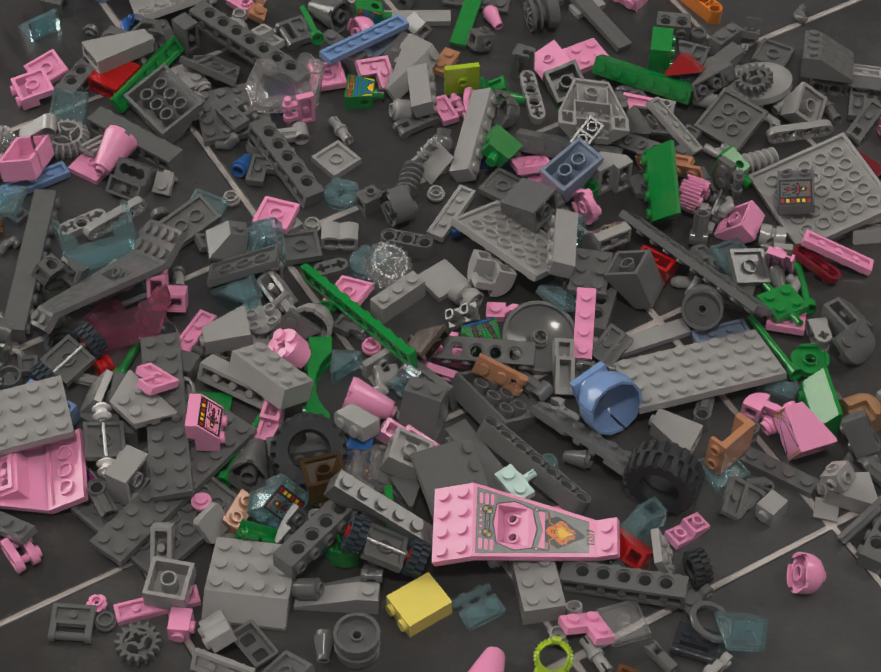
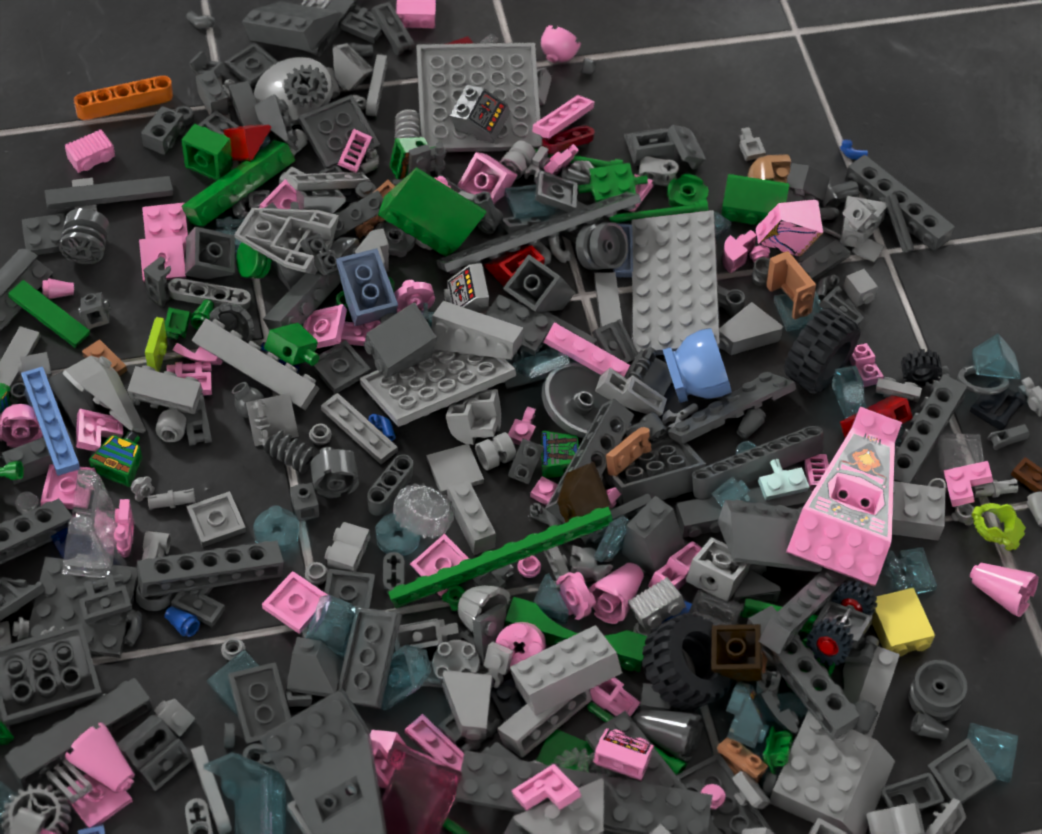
camera: 75 degrees left, 5 degrees up
(267, 334) = (498, 661): none -> light grey plate
(345, 109) = (142, 488): none -> light grey plate
(350, 369) = (576, 594): none -> bright pink plate
(487, 448) = (731, 491): none -> clear light blue bracket
(722, 138) = (361, 138): none -> bright pink slope
(726, 208) = (462, 179): light grey arm -> none
(805, 573) = (948, 289): bright pink cylinder -> none

